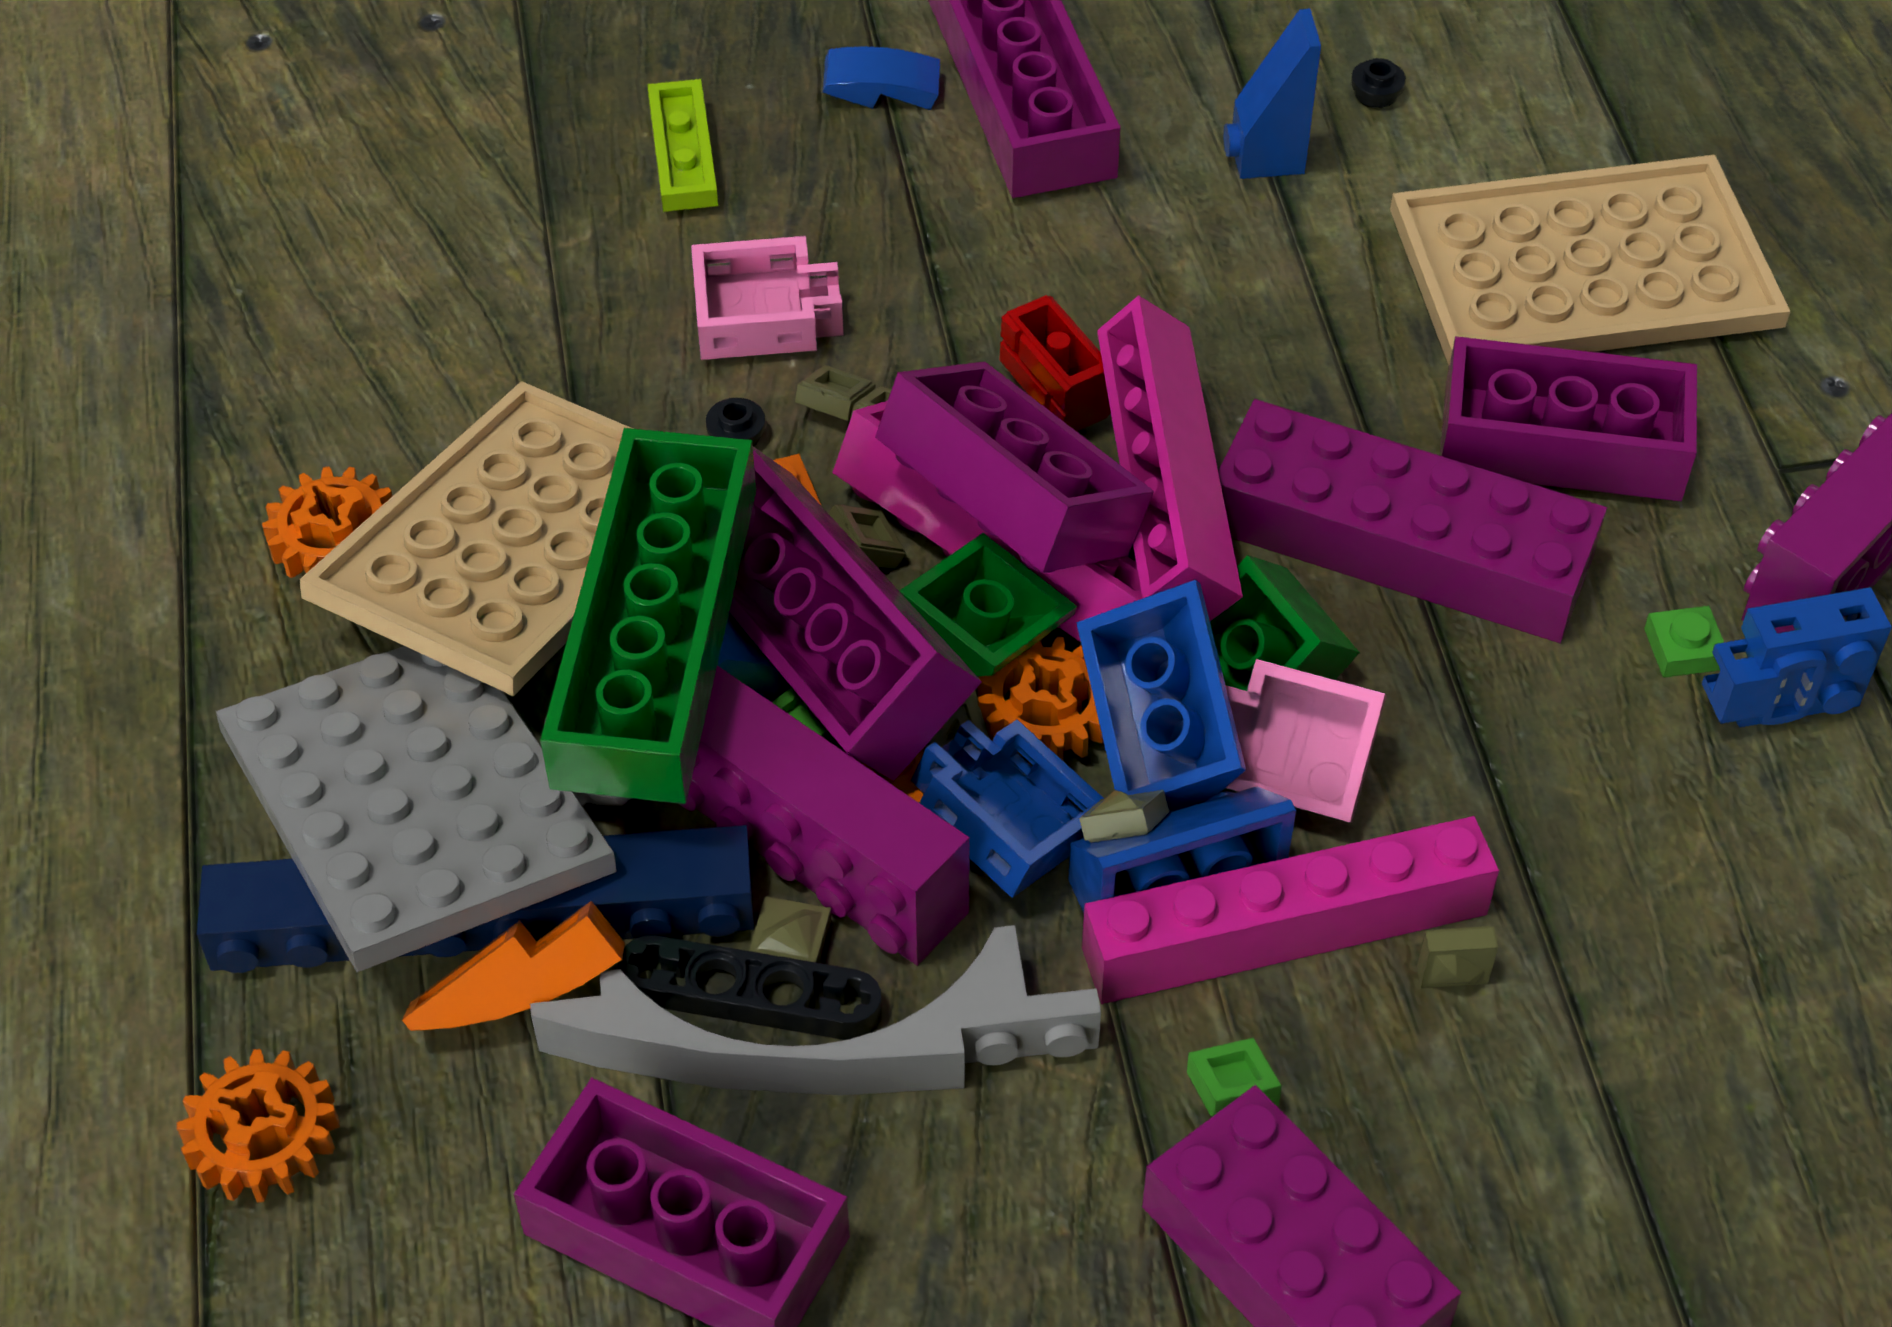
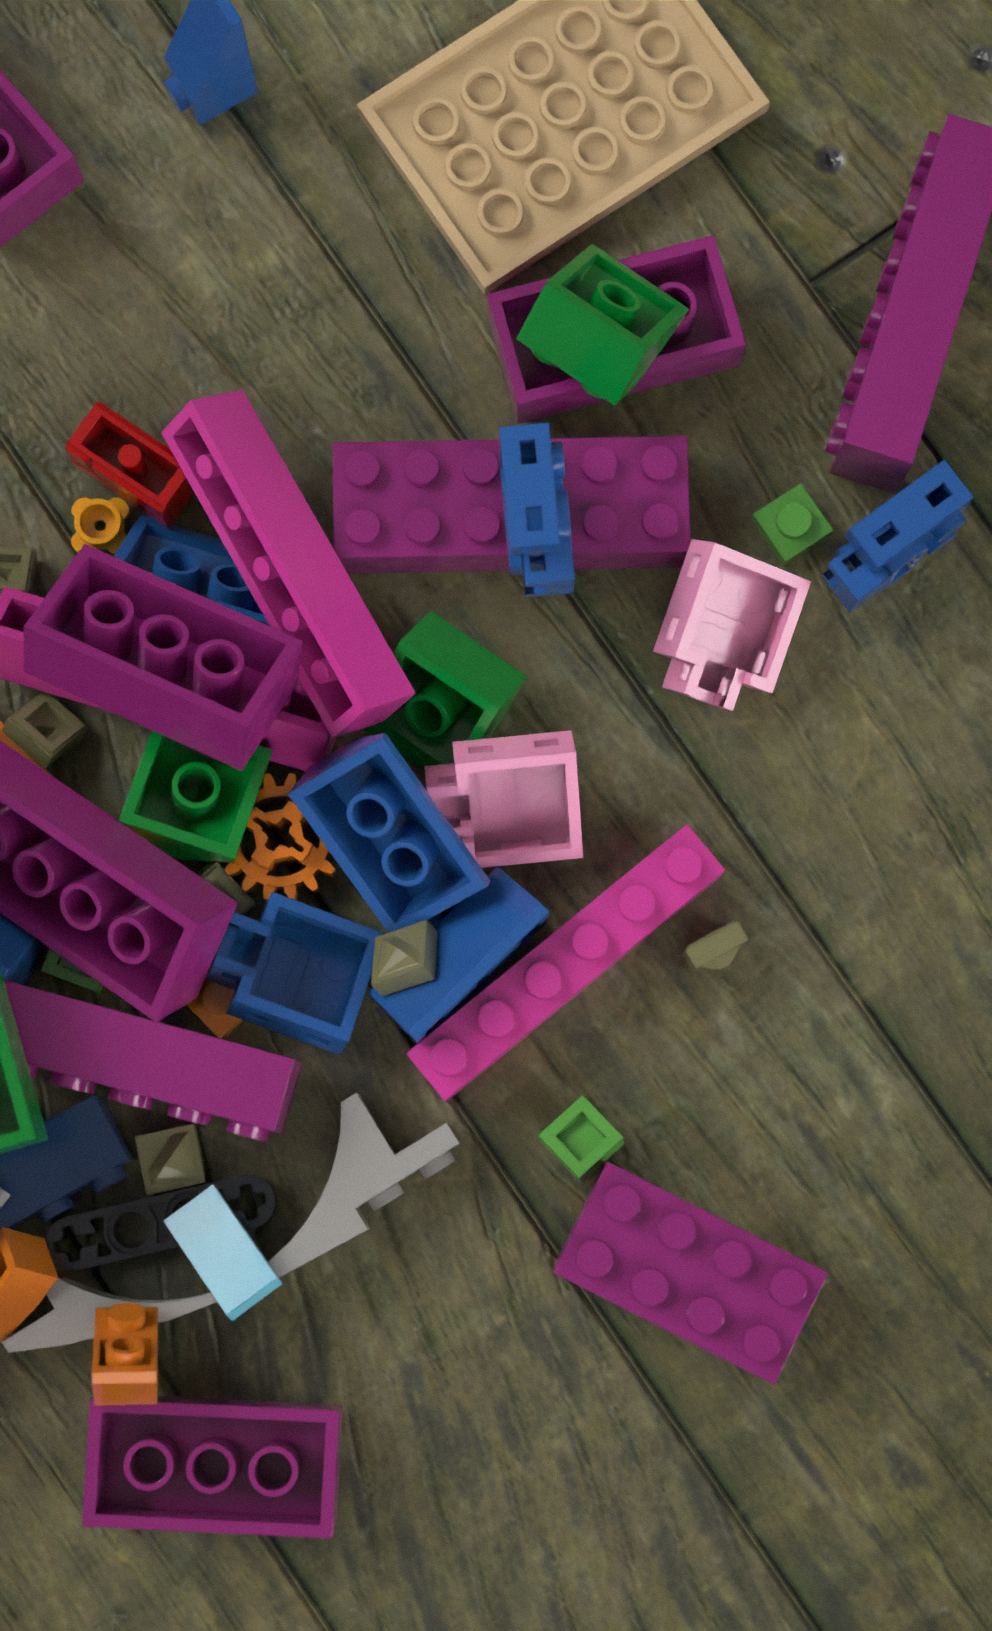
camera: 25 degrees left, 30 degrees up
(648, 1047) = (125, 1355): none -> orange slope
(801, 1011) = (222, 1252): none -> medium azure tile
(1432, 469) = (536, 509): none -> blue piece
(1554, 377) = (601, 324): none -> green slope
(1587, 676) = (728, 624): none -> bright pink piece

